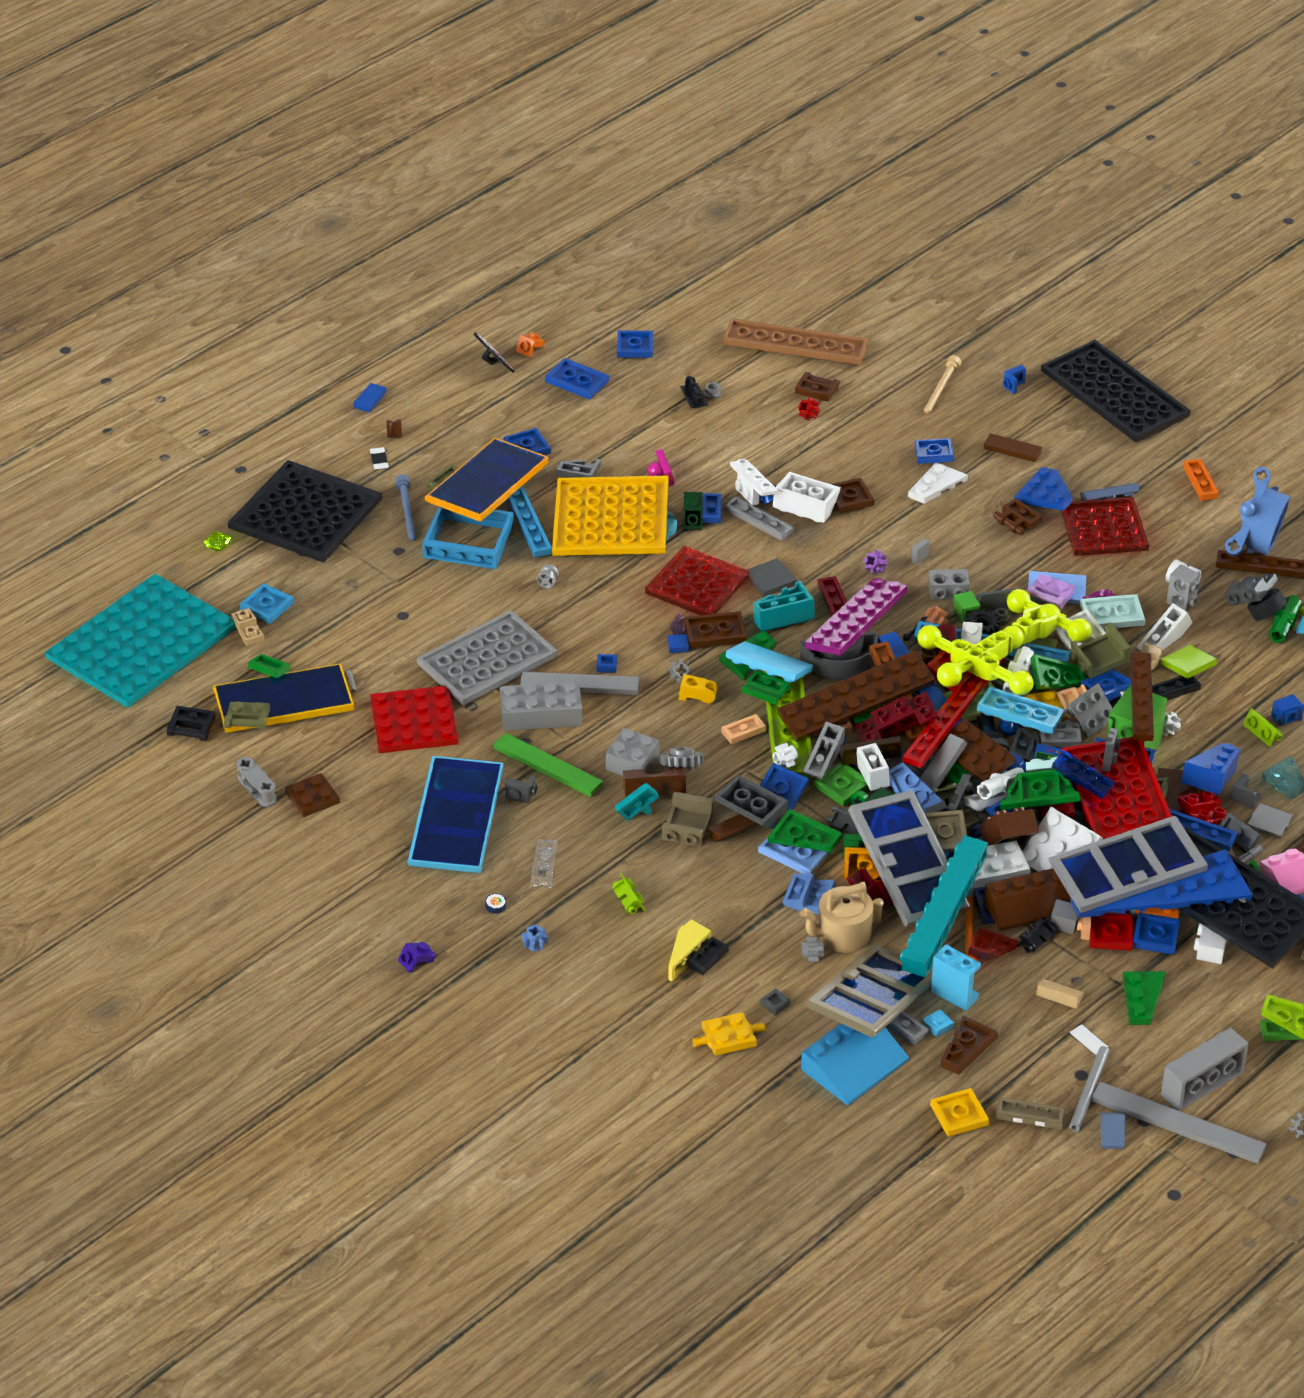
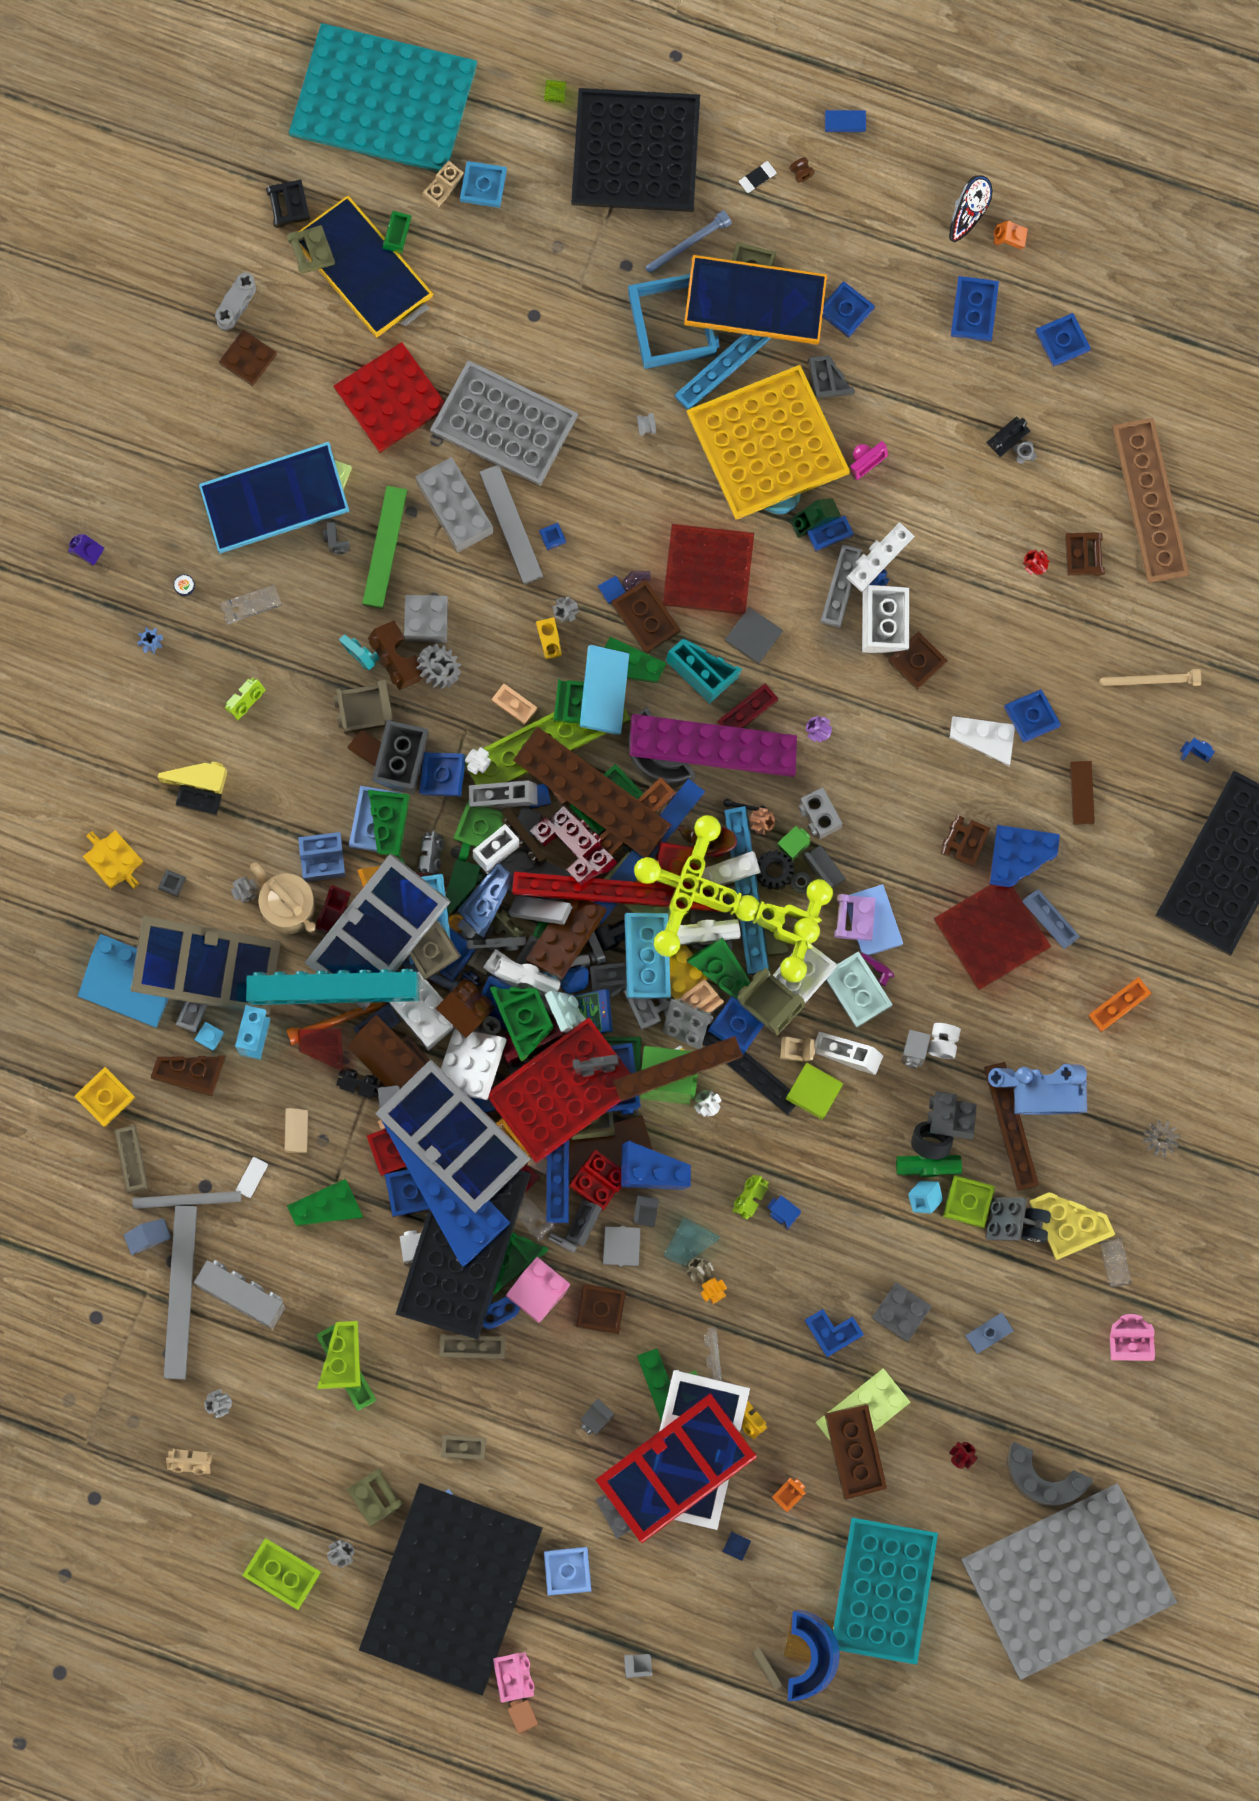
camera: 65 degrees right, 35 degrees up
(920, 551) = (859, 765): light grey tile -> none
(1083, 774) = (551, 1051): clear blue plate -> none

